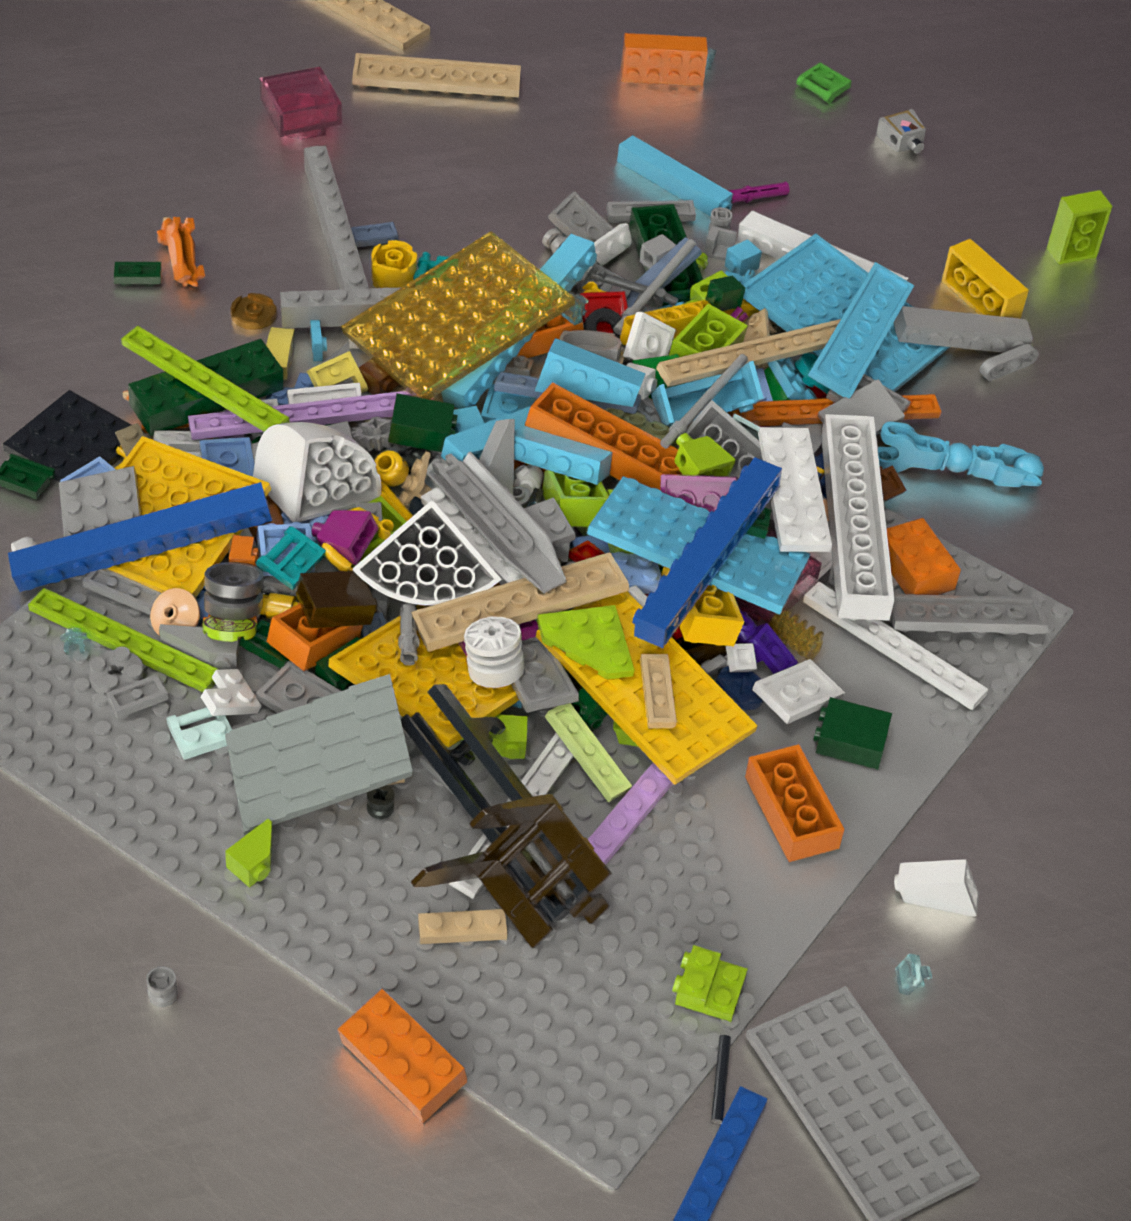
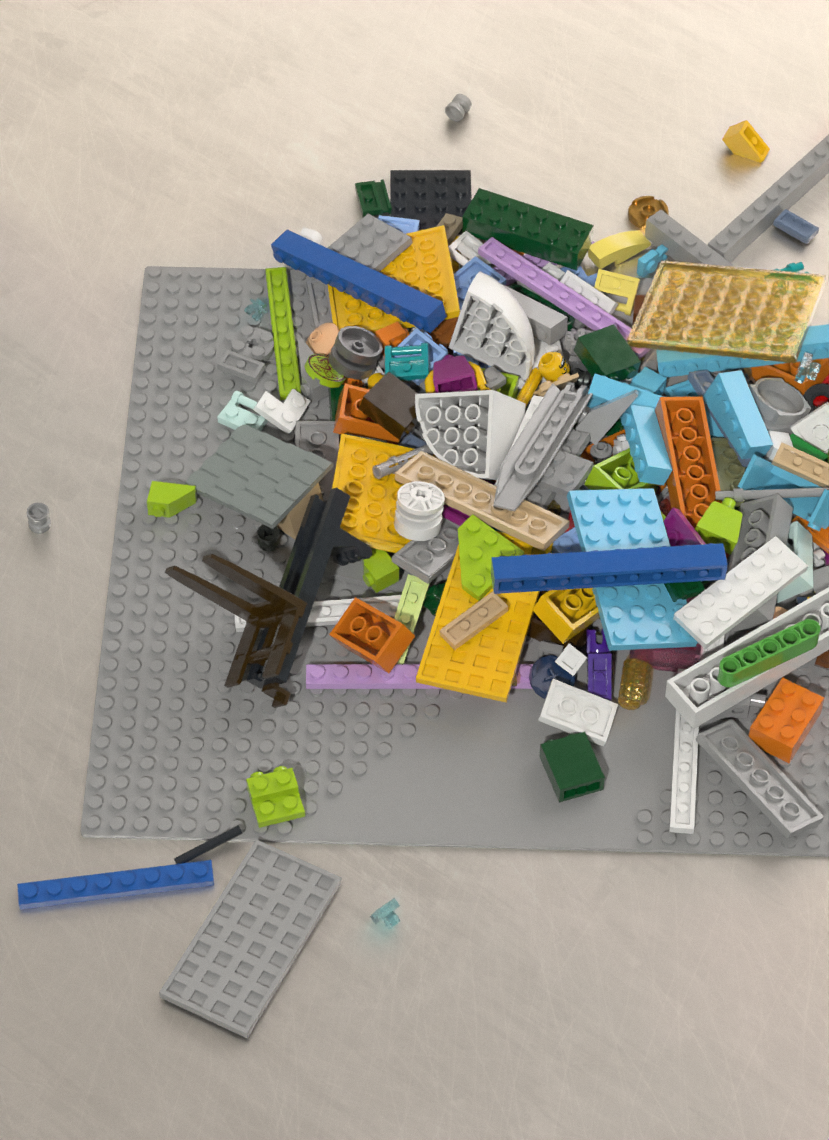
camera: 60 degrees right, 5 degrees up
(137, 273) = (615, 132): dark green plate -> none
(181, 249) = (655, 138): orange animal -> none
(203, 379) = (517, 222): lime tile -> none
(245, 204) = (746, 142): none -> yellow slope
(393, 264) = (769, 251): yellow brick -> none
(402, 1055) = (81, 663): orange brick -> none
(462, 926) = (208, 638): tan plate -> none
(594, 782) = (372, 635): none -> orange brick
(794, 803) = (467, 761): orange brick -> none
(876, 511) = (759, 653): none -> bright green beam
(939, 885) = (478, 892): white slope -> none

